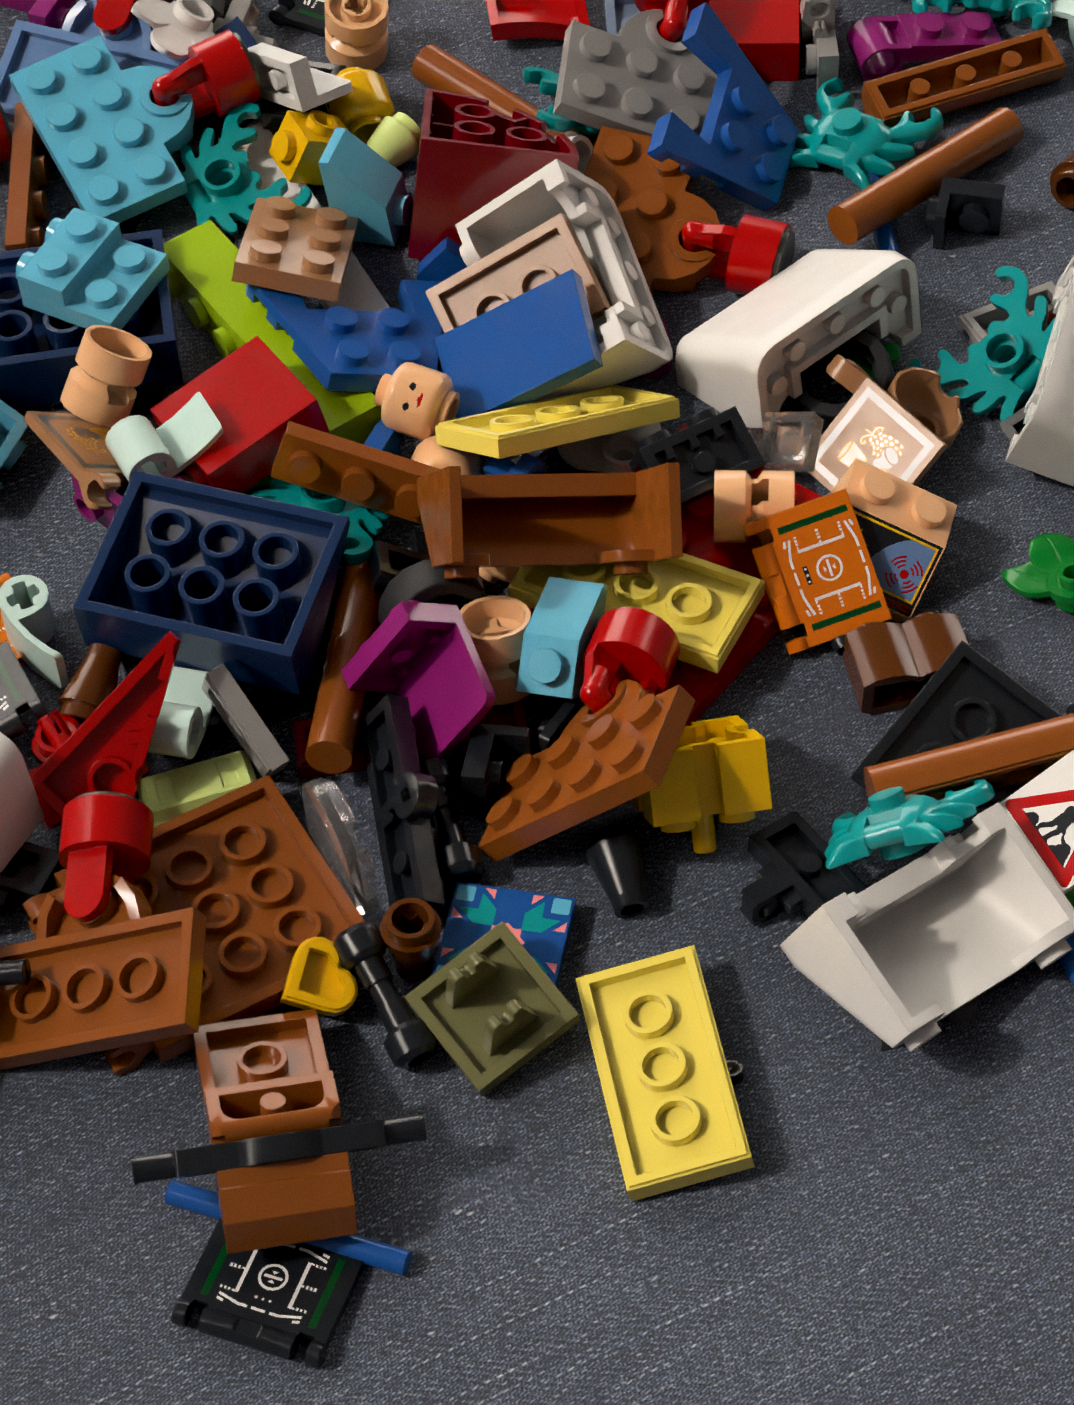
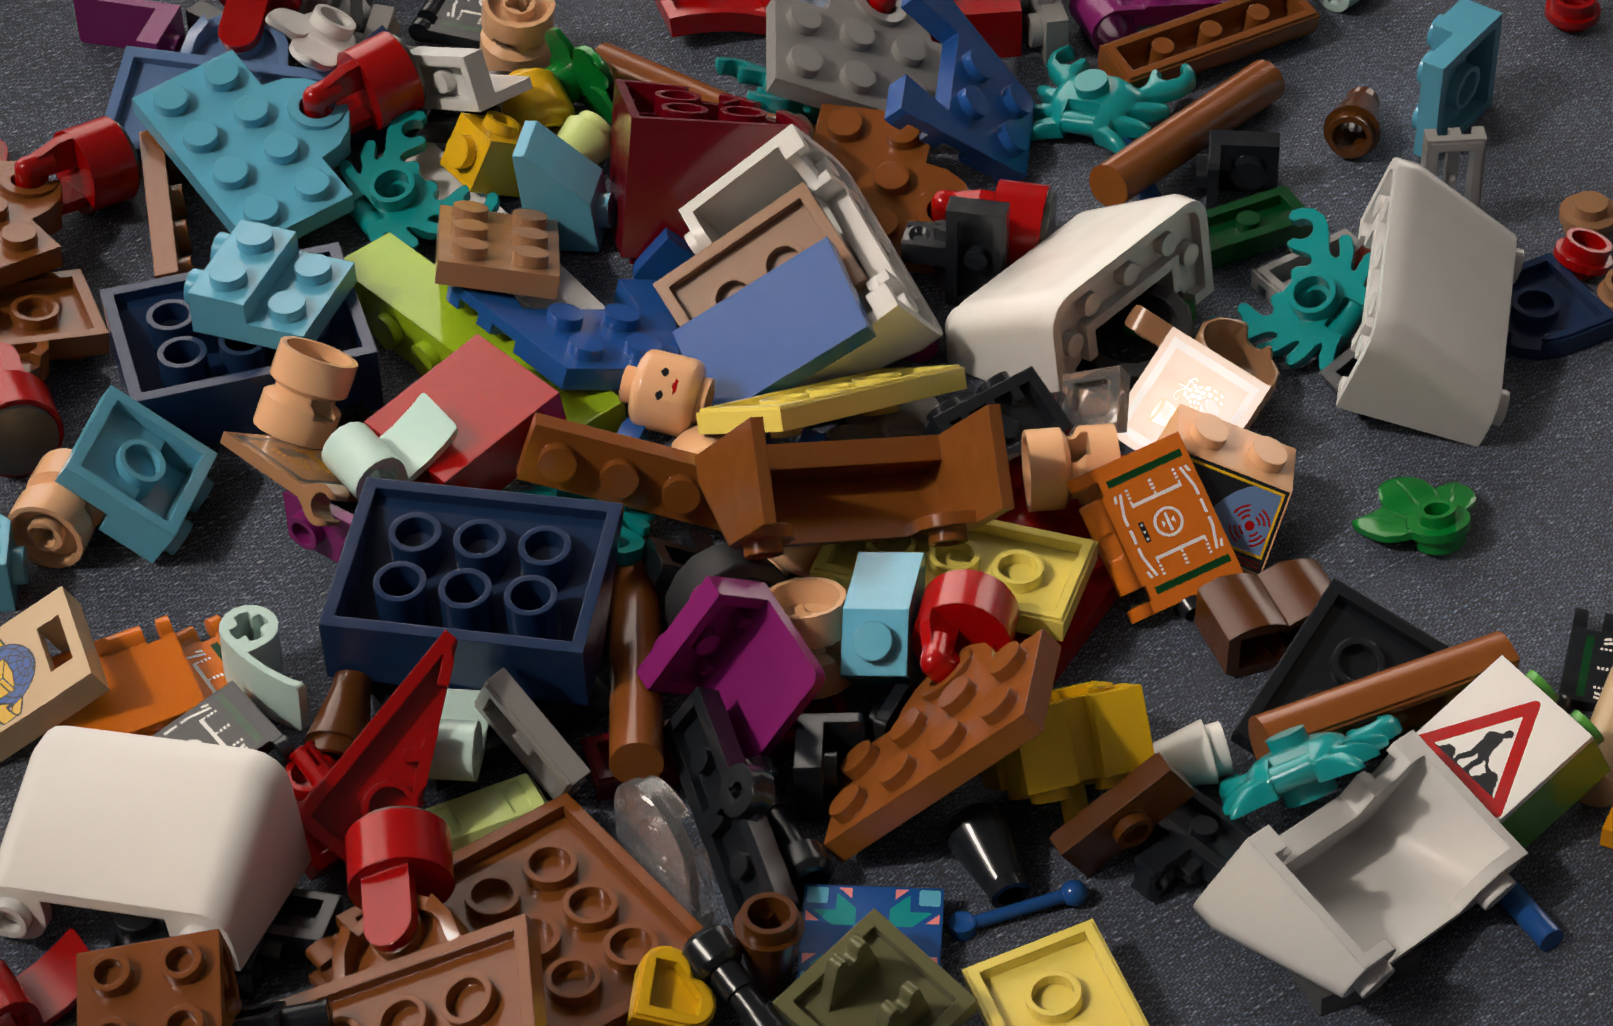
camera: 10 degrees left, 10 degrees down
(401, 74) = (581, 72): none -> green plate
(588, 932) = (963, 924): none -> blue hinge
(705, 274) = (965, 246): none -> black hinge
(737, 849) = (1122, 815): none -> reddish brown plate
(812, 792) = (1197, 752): none -> white cone
(963, 271) = (1253, 225): none -> dark green plate

